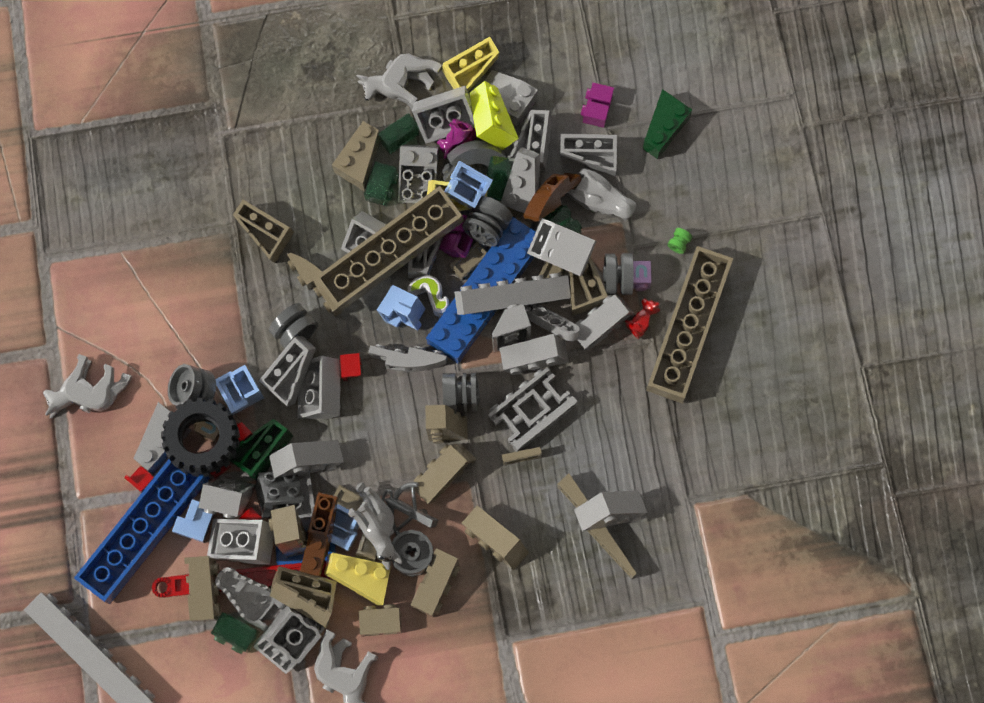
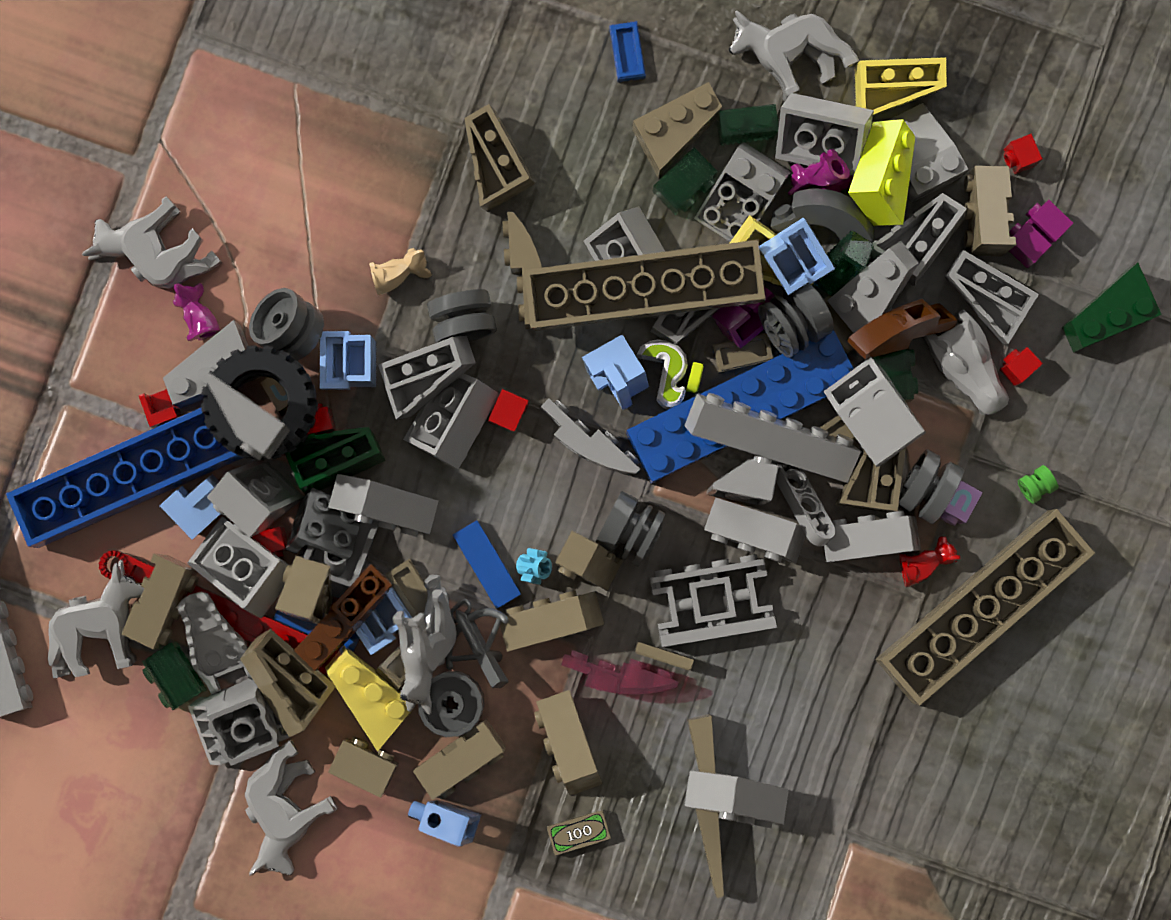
camera: 25 degrees right, 10 degrees up
(136, 414) = (198, 318): none -> magenta animal
(170, 622) = (93, 619): none -> light grey animal
(204, 443) = (251, 424): none -> light grey slope
(239, 324) = (394, 272): none -> tan animal
(307, 131) = (627, 51): none -> blue tile
(387, 462) = (486, 564): none -> blue tile
(416, 447) = (534, 566): none -> medium azure gear
(449, 288) = (694, 377): none -> neon yellow tile
(454, 623) = (456, 825): none -> medium blue torso
(511, 480) = (630, 680): none -> clear pink slope
(530, 588) = (578, 832): none -> dark tan tile
(563, 107) = (988, 211): none -> wedge
(564, 67) = (1022, 154): none -> red plate
(631, 181) = (1020, 365): none -> red plate

